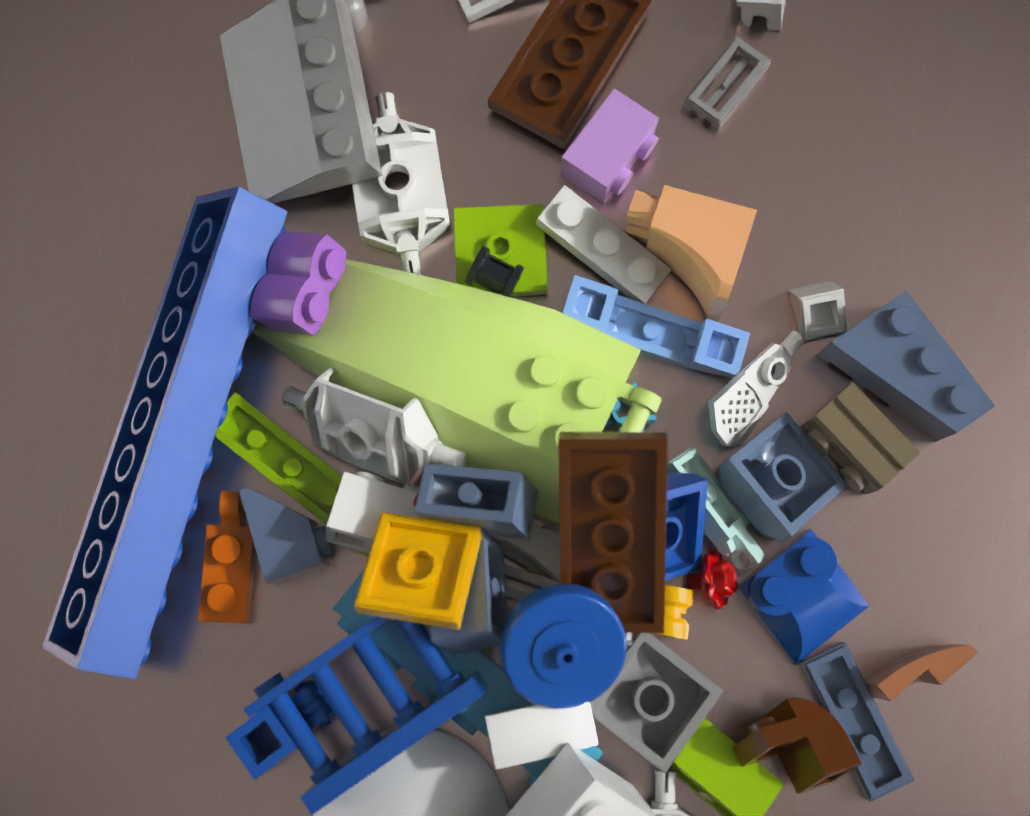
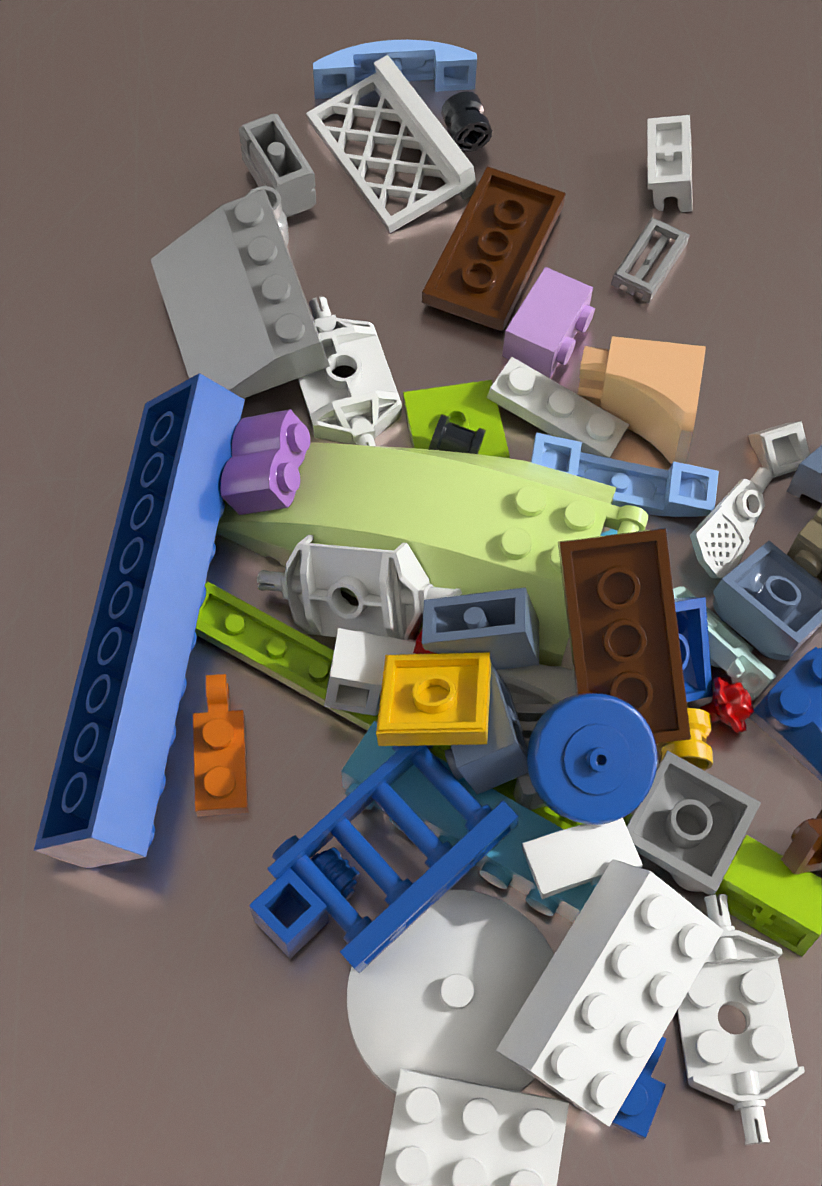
camera: 10 degrees left, 15 degrees down
(284, 539) = (279, 715): sand blue slope -> none

